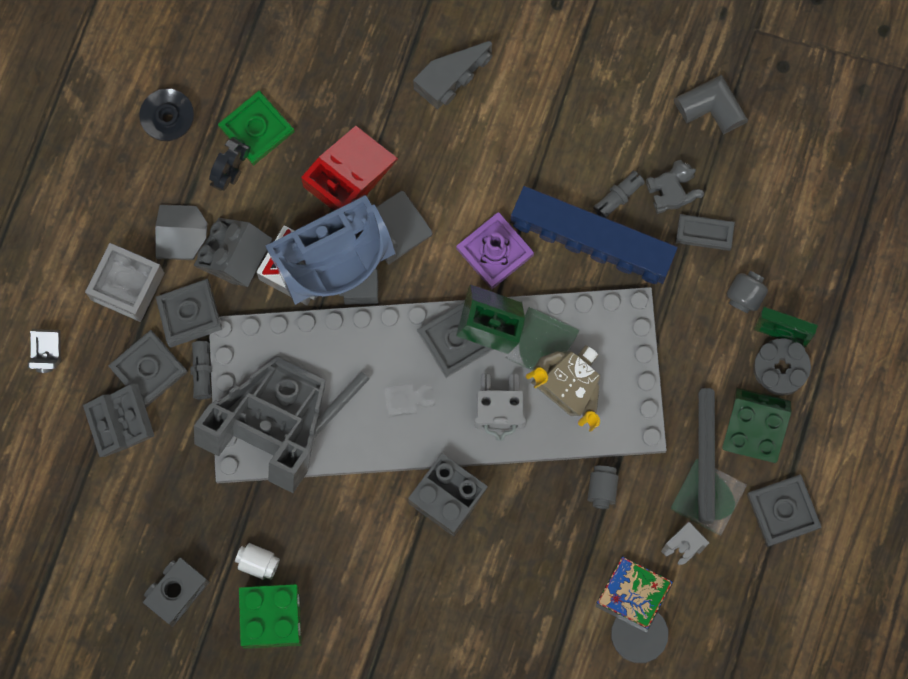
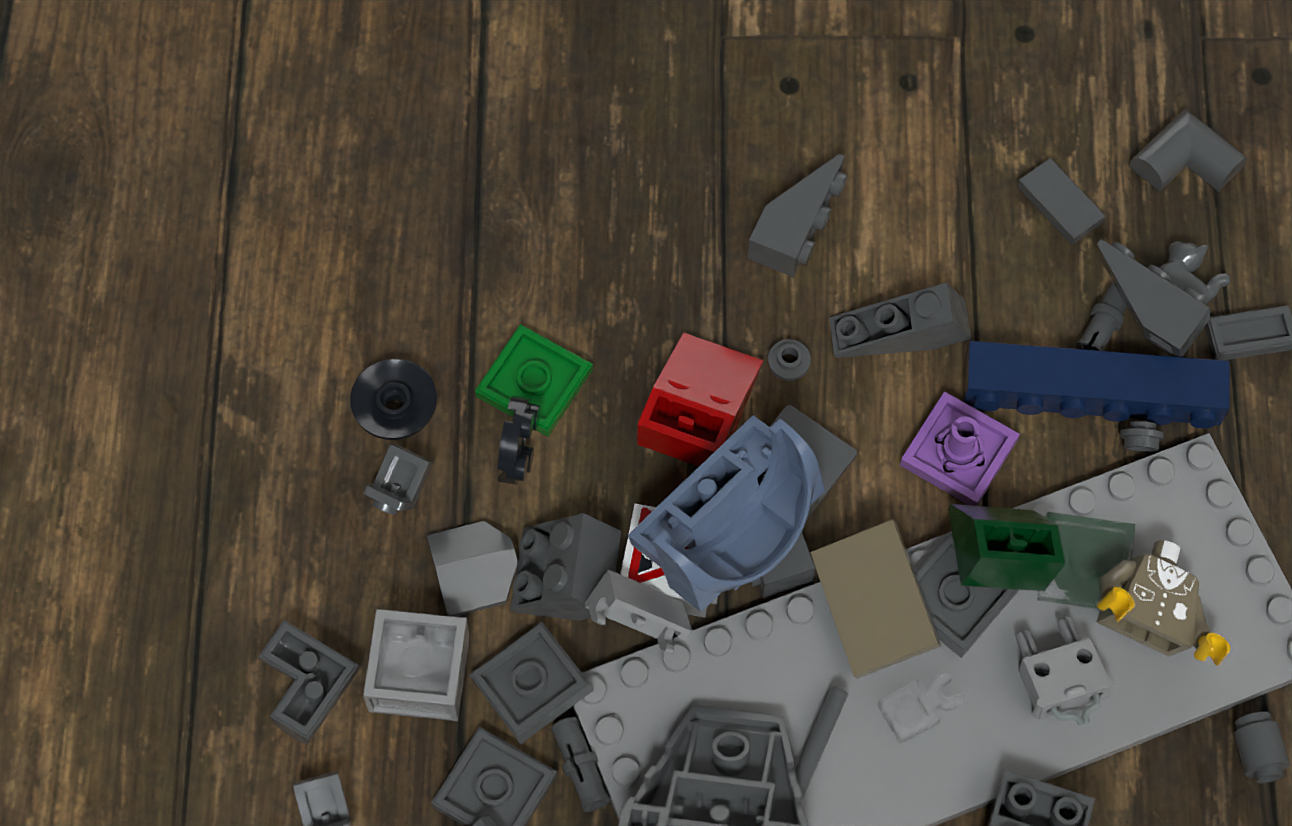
camera: 20 degrees left, 10 degrees down
(66, 273) = (318, 678): none -> dark grey brick
(153, 166) = (399, 480): none -> dark grey bracket
(262, 289) = (639, 609): none -> light grey hinge
(404, 327) = (875, 599): none -> dark tan tile
(416, 169) = (789, 371): none -> dark grey plate
(490, 161) = (902, 324): none -> dark grey slope
(608, 277) = (1141, 437): none -> dark grey plate
(620, 111) = (1061, 201): none -> dark grey tile
(644, 200) = (1159, 308): none -> dark grey slope

